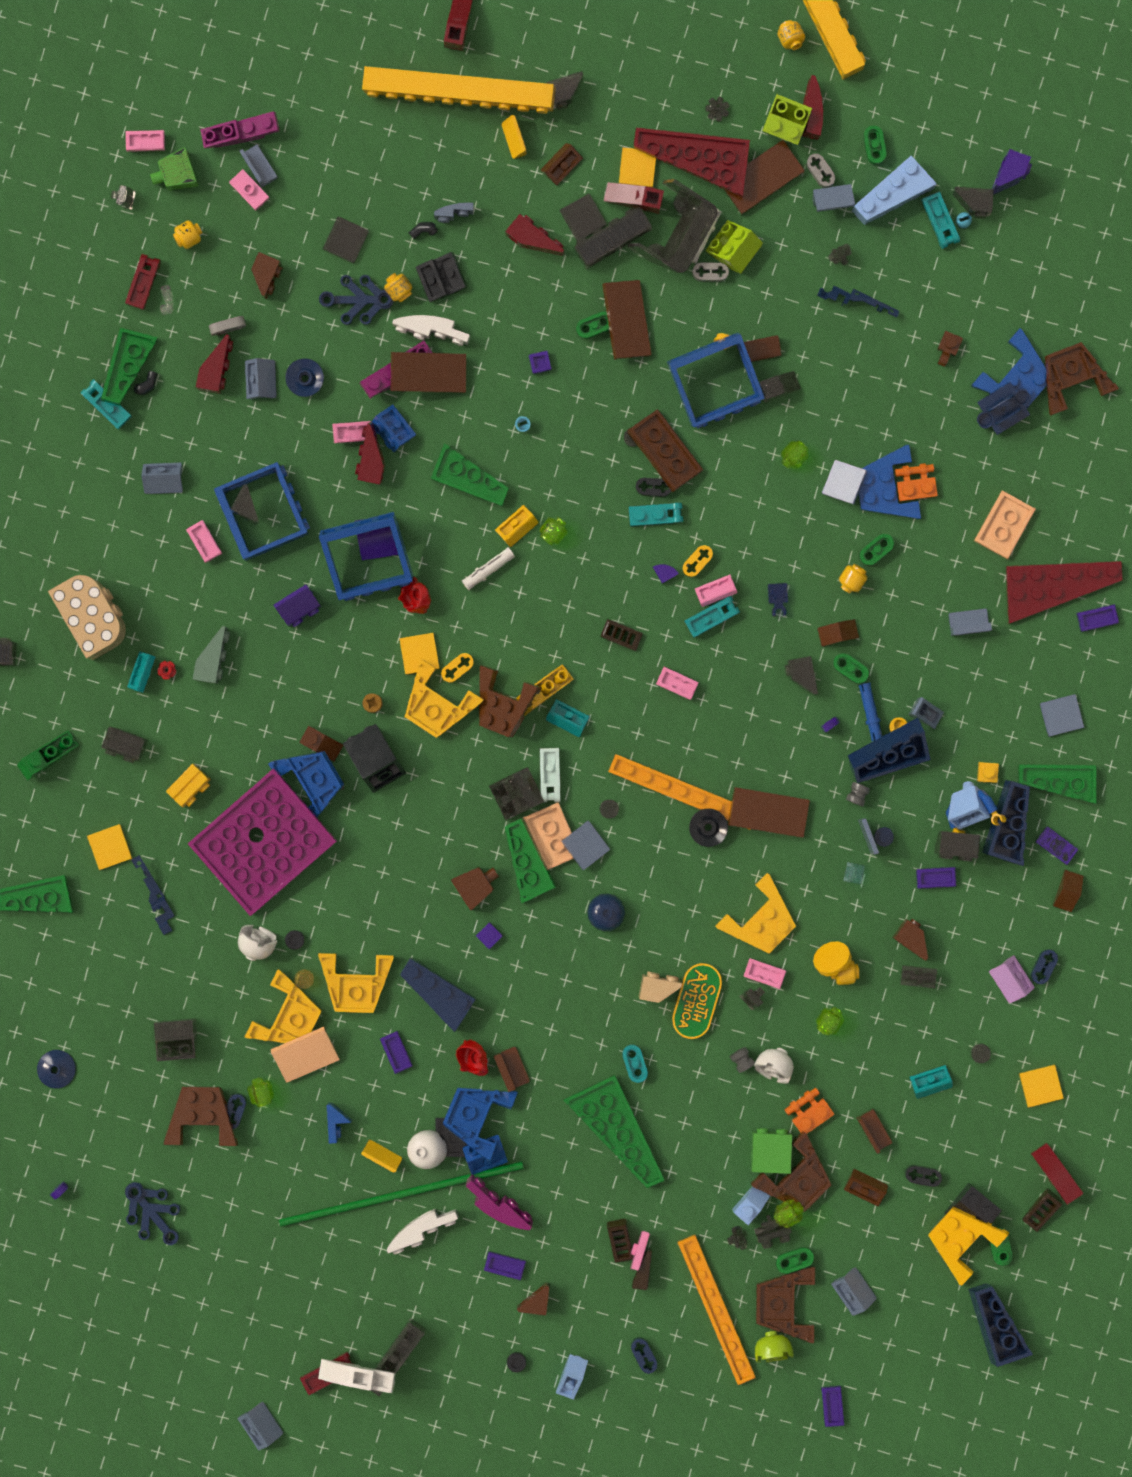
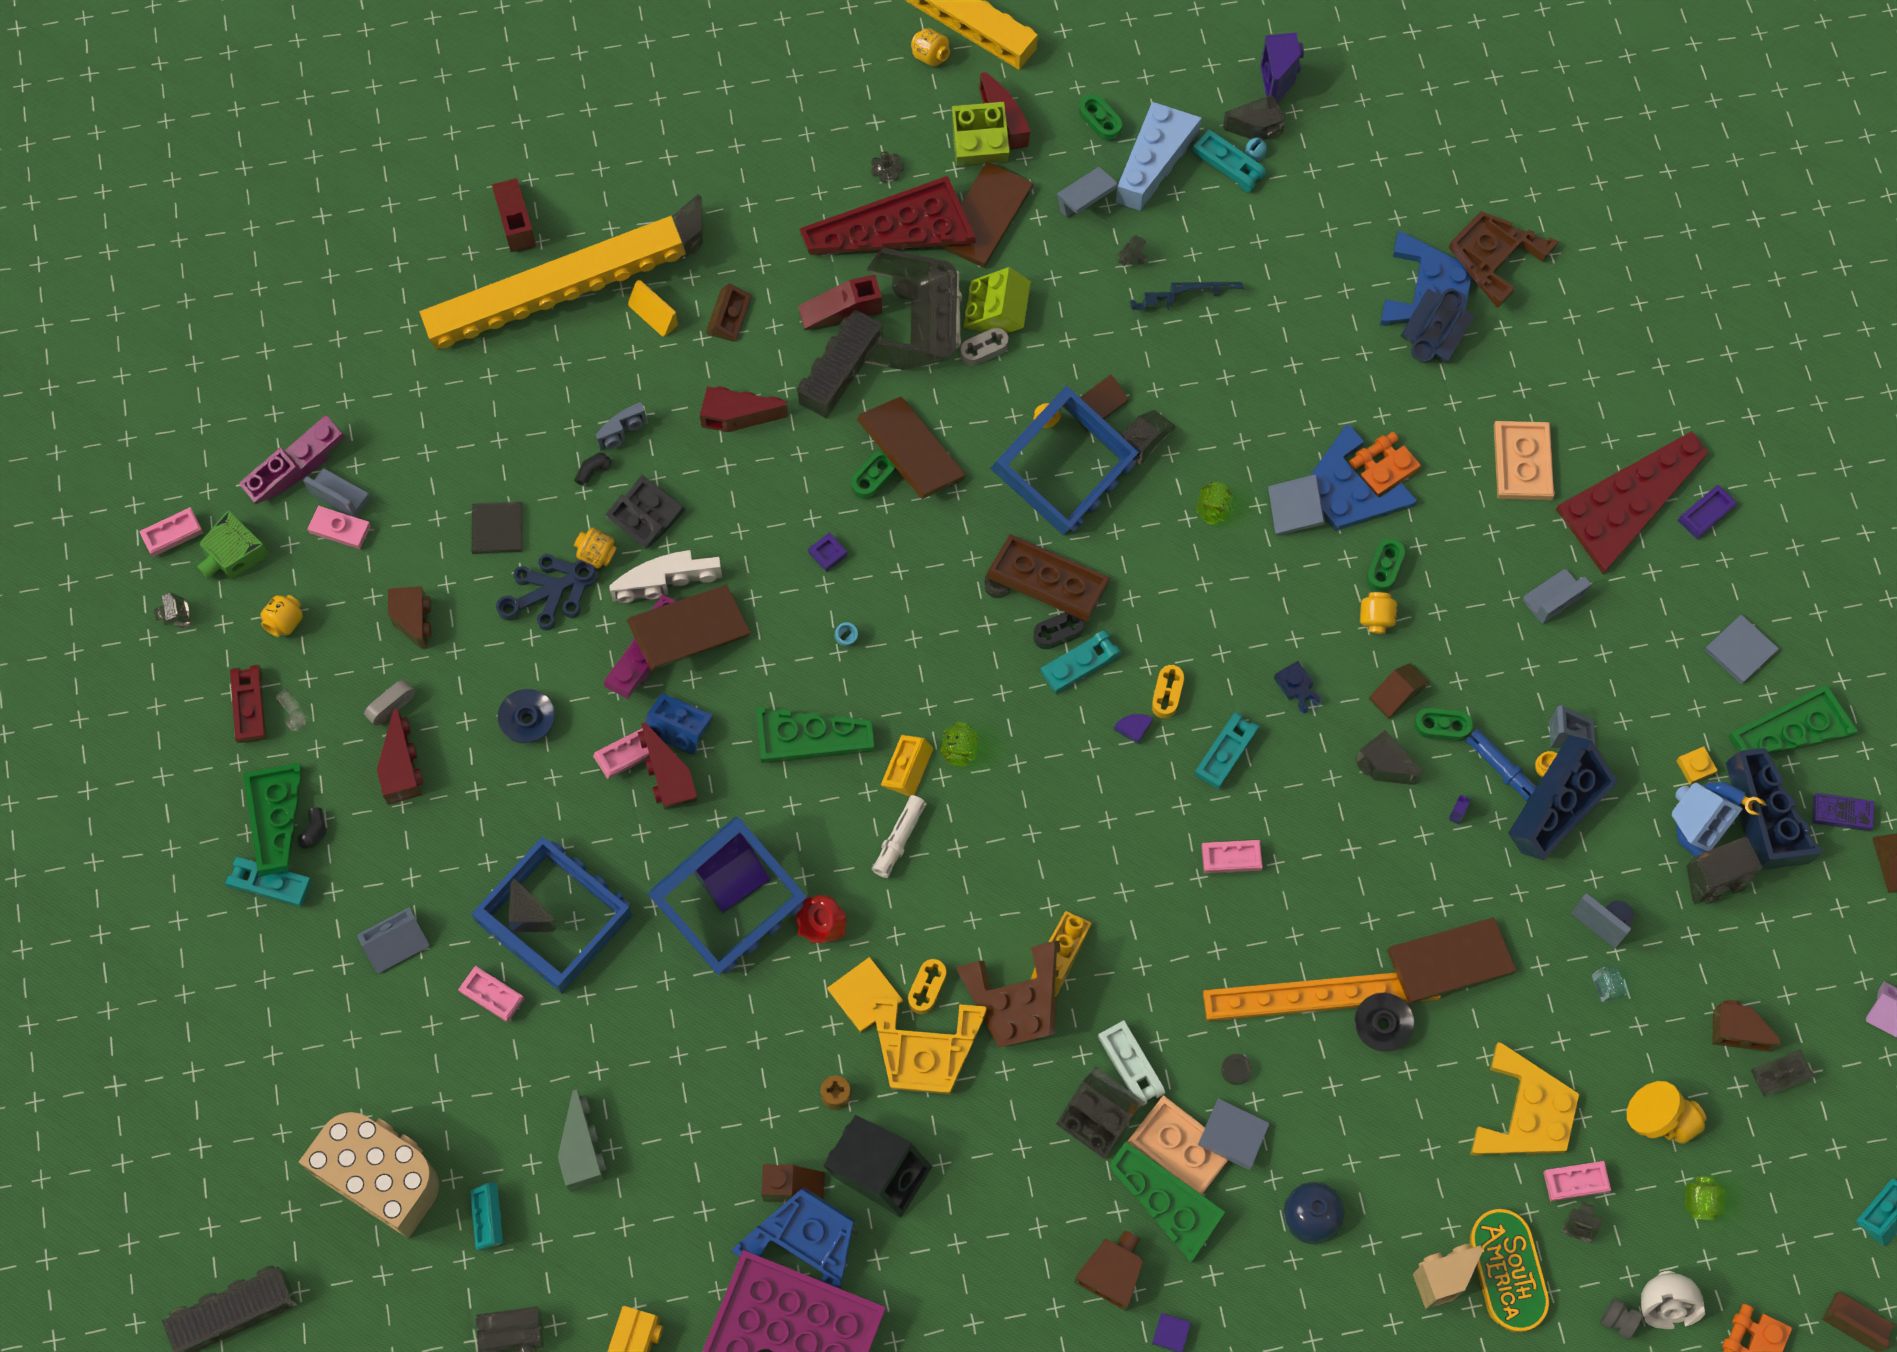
camera: 30 degrees left, 20 degrees down
(171, 670) = (525, 1203): red plate -> none
(260, 378) = (466, 747): sand blue panel -> none
(297, 606) = (665, 1011): dark purple slope -> none
(567, 718) = (1112, 977): teal slope -> none
(583, 217) = (788, 360): clear smoke piece -> none
(604, 635) = (1111, 823): dark brown slope -> none
(636, 168) = (823, 272): yellow piece -> none
(716, 590) = (1213, 714): bright pink plate -> none
(816, 173) = (1052, 175): light grey beam -> none
(858, 794) = (1551, 876): dark grey wheel -> none
(936, 877) = (1718, 933): dark purple tile -> none
(949, 346) = (1326, 292): reddish brown plate -> none

